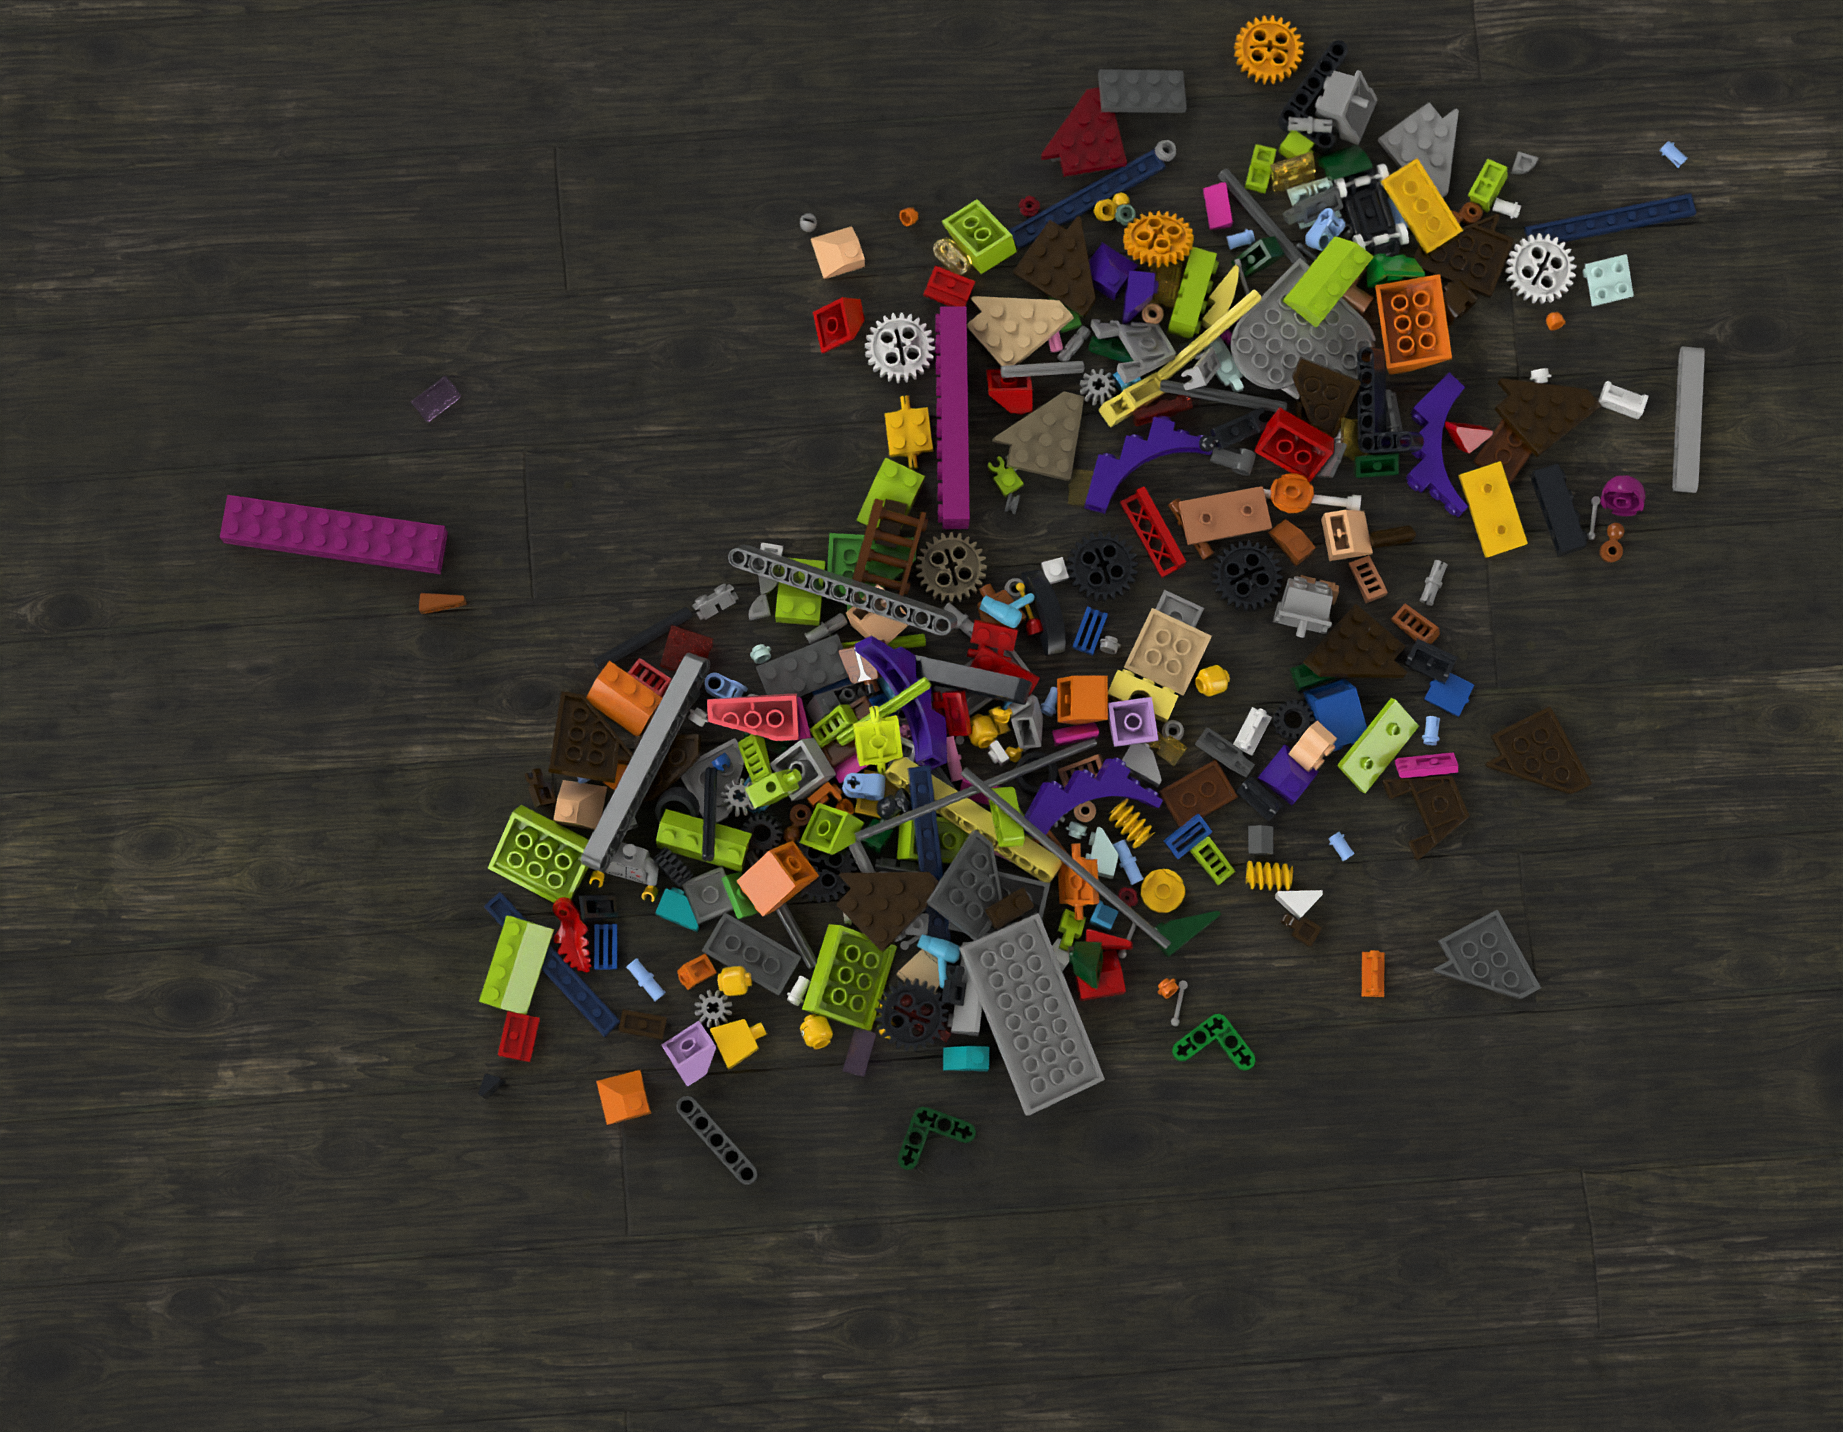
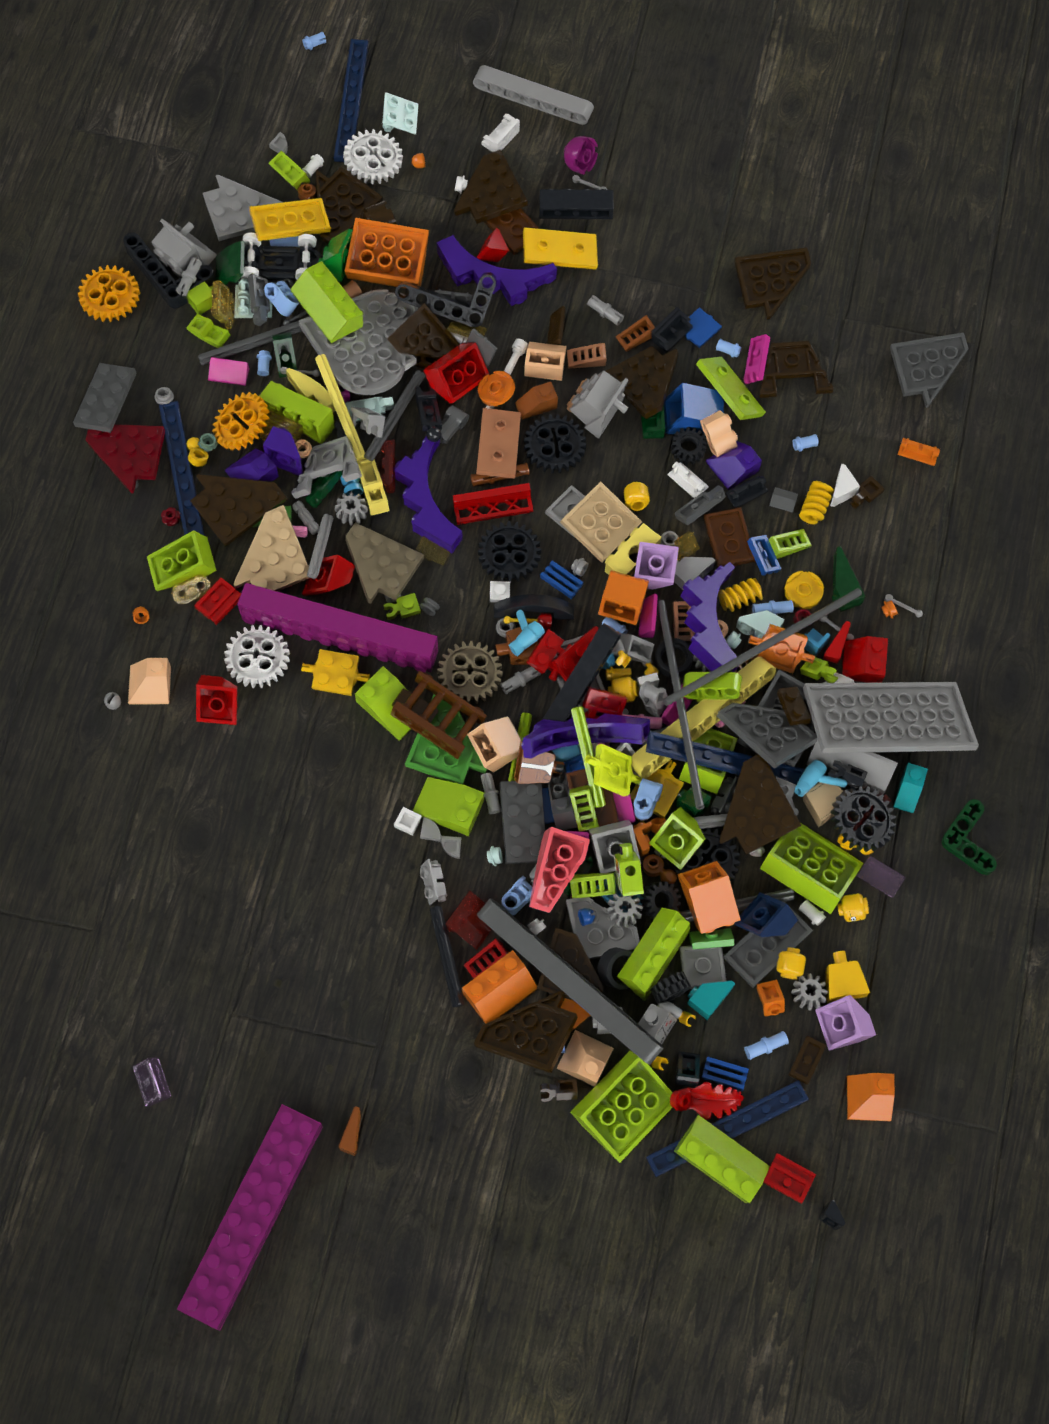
camera: 70 degrees left, 10 degrees down
(709, 814) = (636, 935): black axle -> none
(713, 1129) = (938, 1016): dark grey beam -> none
(772, 942) = (767, 917): none -> dark blue slope
(852, 588) = (455, 765): dark grey beam -> none
(893, 804) = (671, 779): black animal -> none
(981, 761) = (653, 698): none -> light grey piece
(1087, 961) = (856, 660): dark green slope -> none
(1220, 1036) = (939, 584): green beam -> none
(1376, 465) = (495, 319): dark green slope -> none
(1614, 531) = (606, 171): dark orange plate -> none

